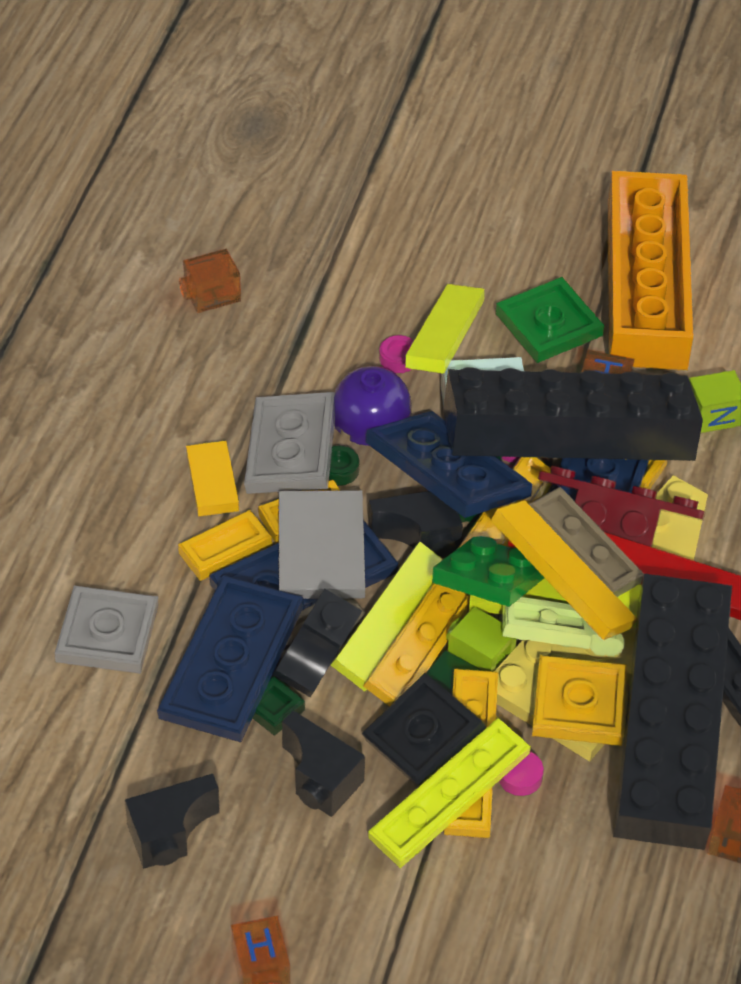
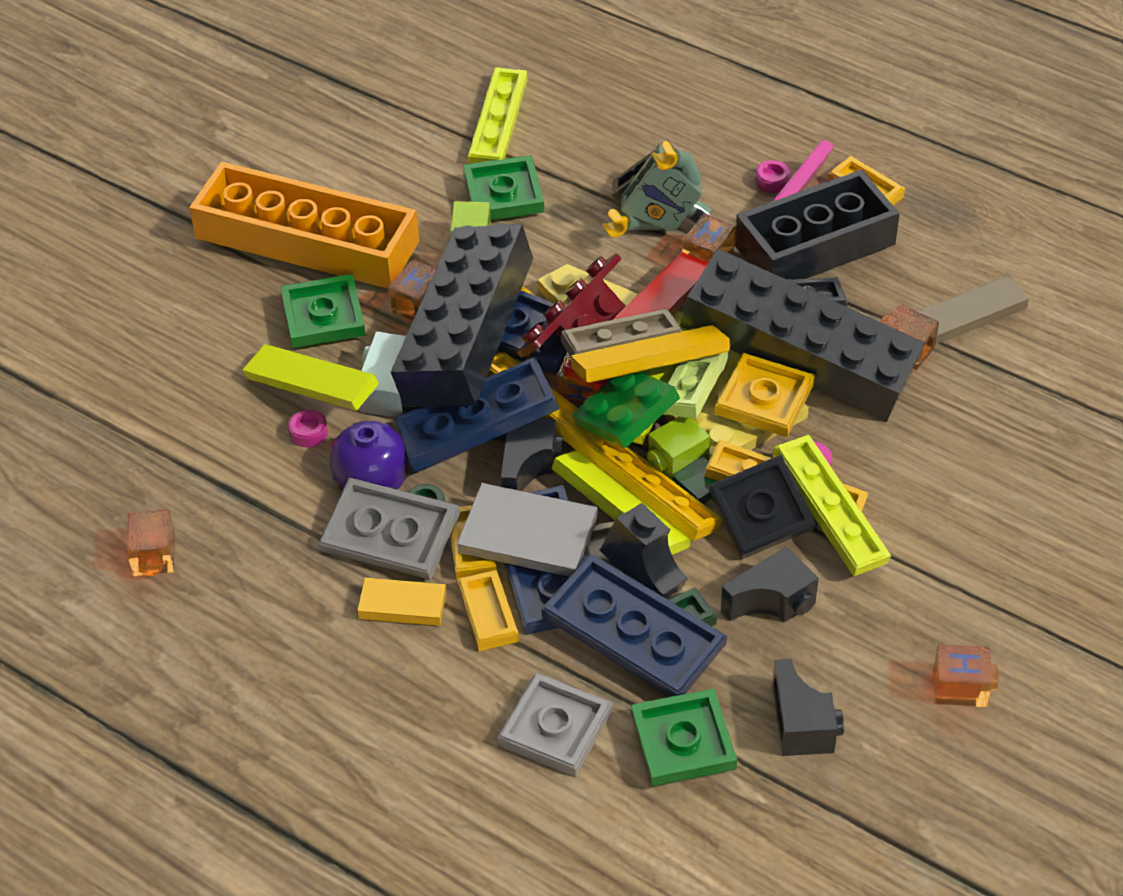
camera: 70 degrees left, 0 degrees up
(114, 729) = (683, 737): none -> green plate

